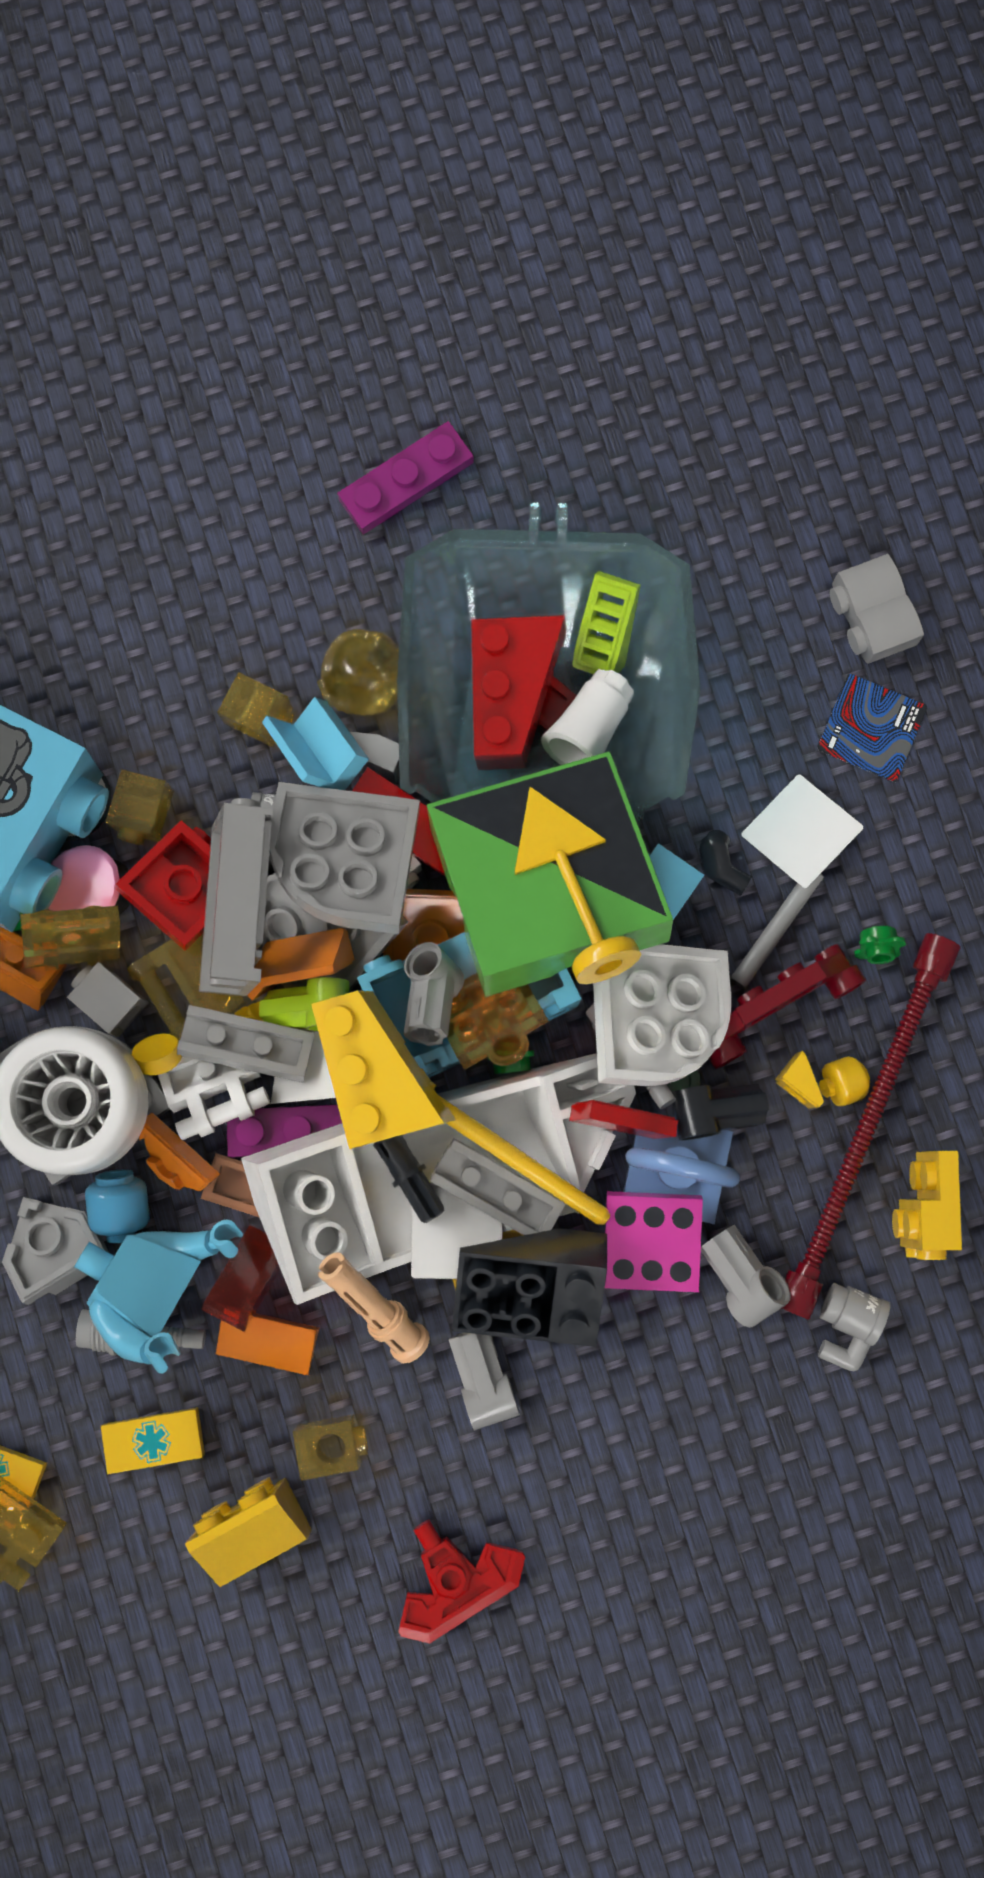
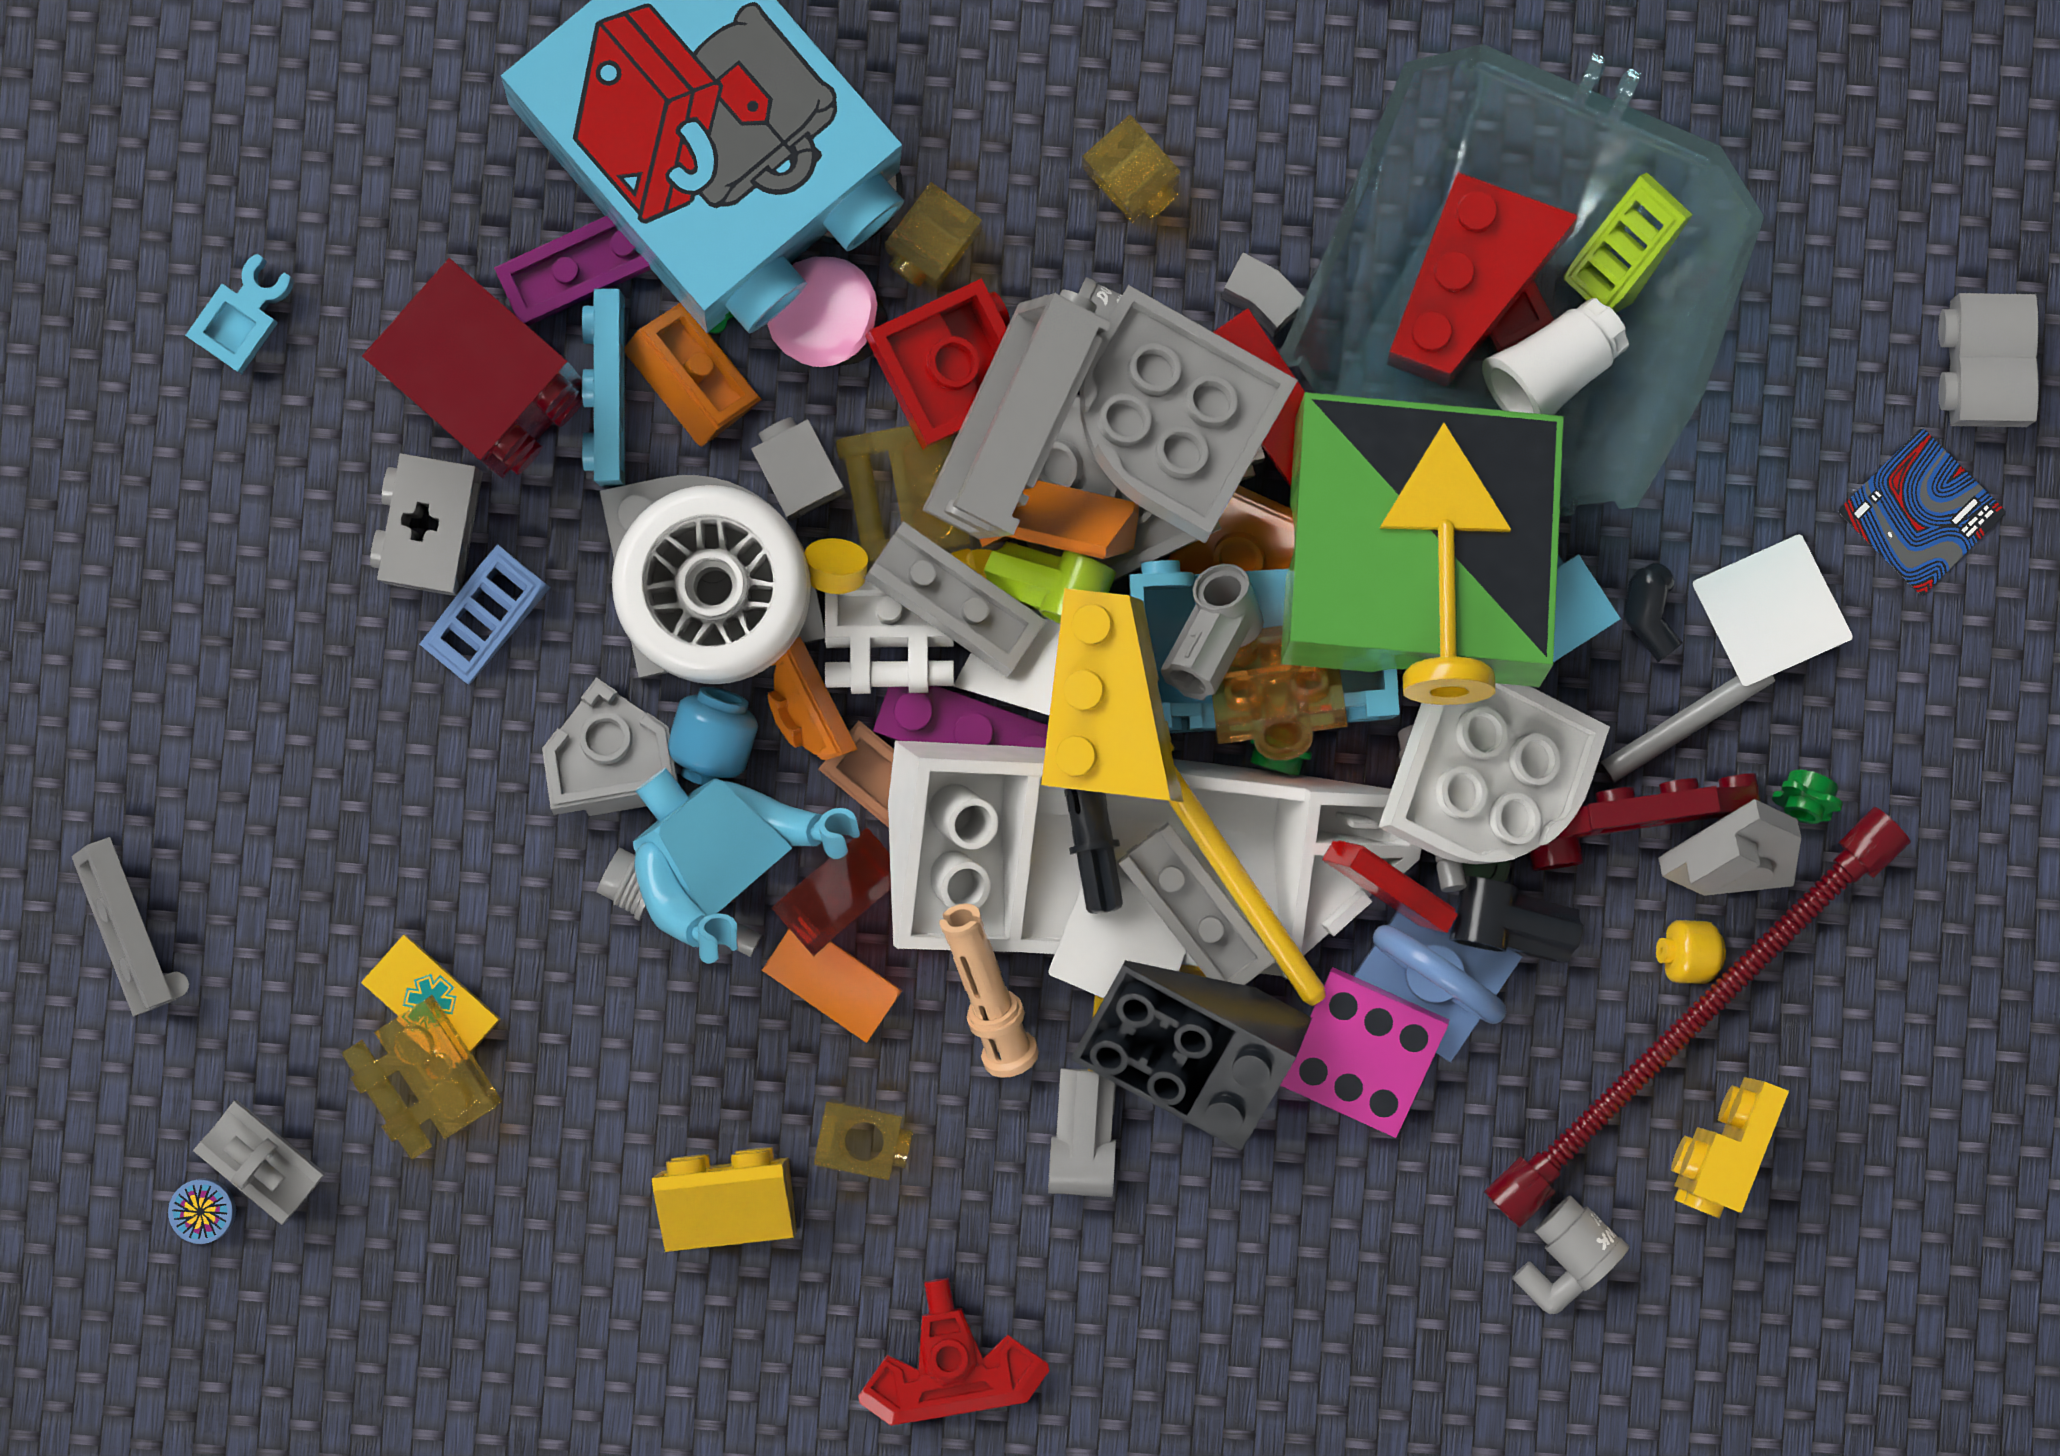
camera: 20 degrees right, 5 degrees up
(70, 936) = (786, 374): clear yellow plate -> none
(152, 1440) = (643, 1044): yellow tile -> none
(319, 746) = (1196, 255): medium azure panel -> none
(358, 679) = (1285, 186): clear yellow piece -> none
(753, 1289) = (1465, 1158): light grey piece -> none
(800, 1081) = (1633, 929): yellow slope -> none
(851, 1000) = (1739, 853): none -> light grey plate

